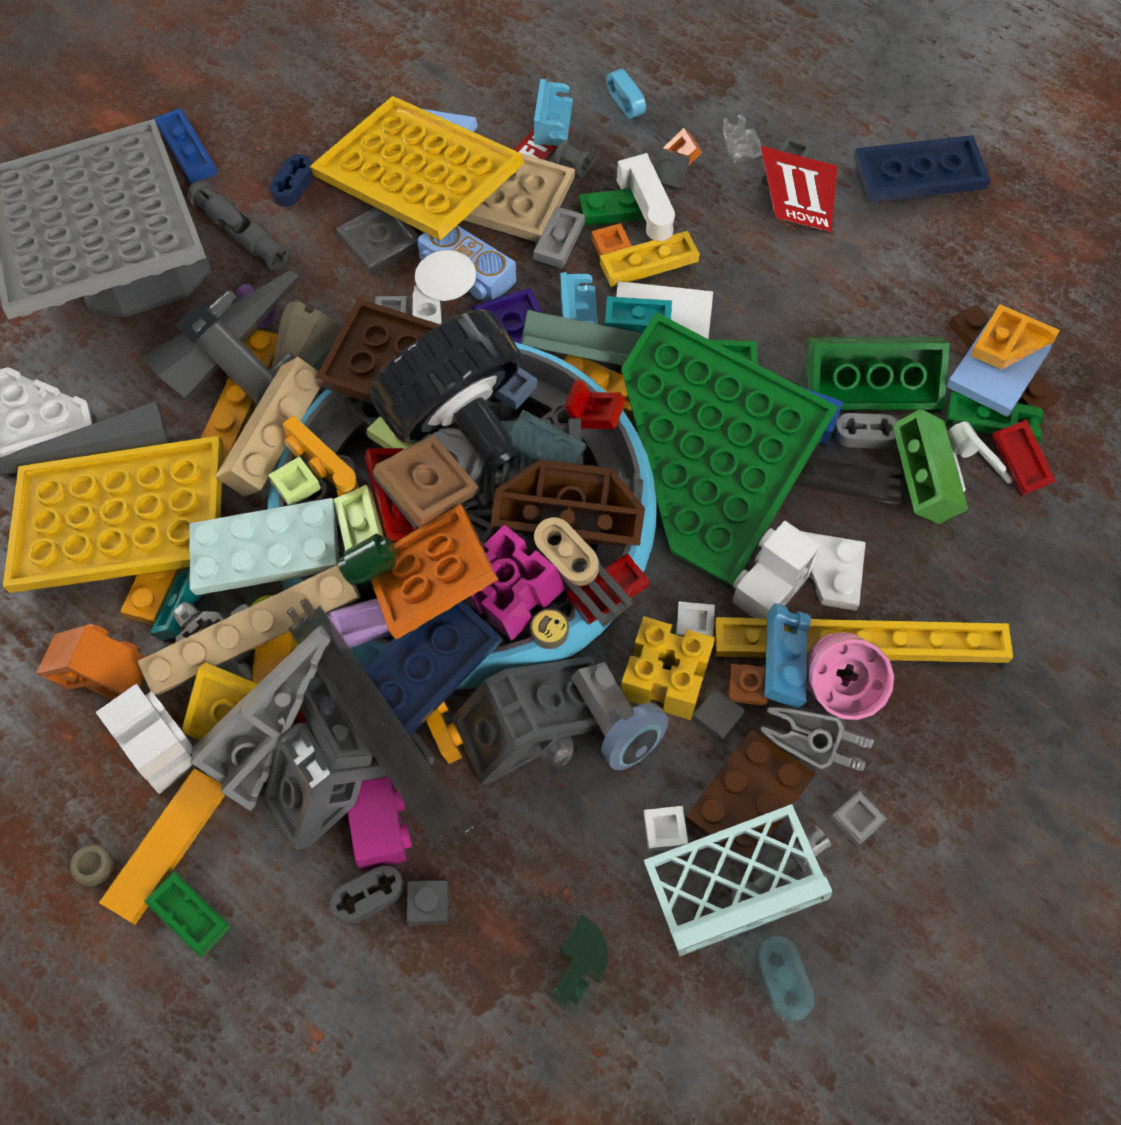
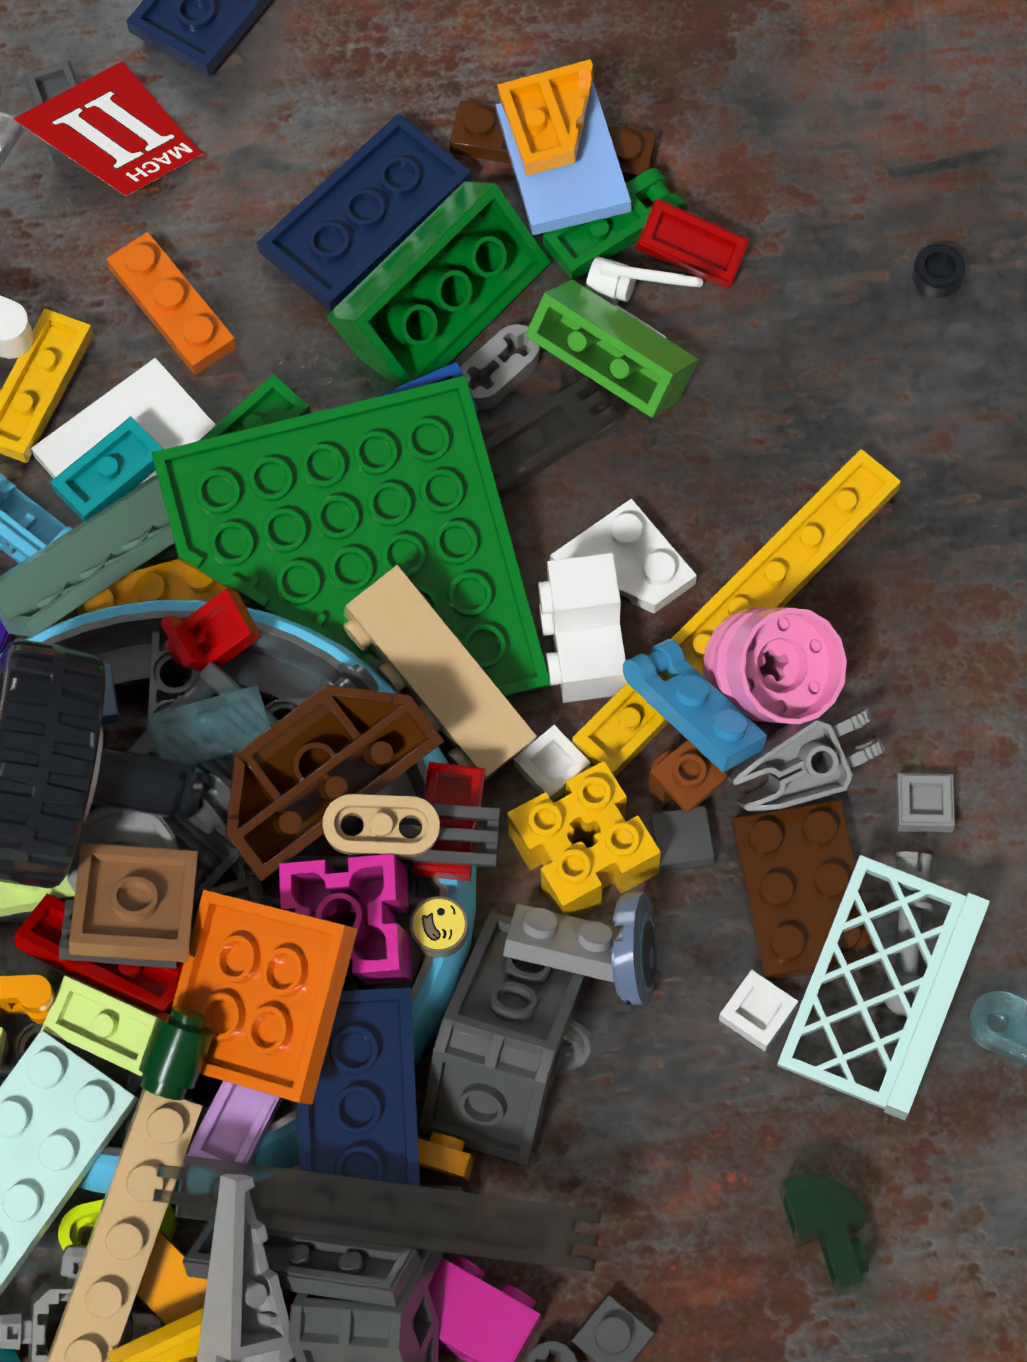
camera: 45 degrees left, 5 degrees up
(680, 527) = (437, 673): none -> tan brick
(746, 278) = (171, 303): none -> orange plate
(877, 310) = (363, 211): none -> dark blue plate

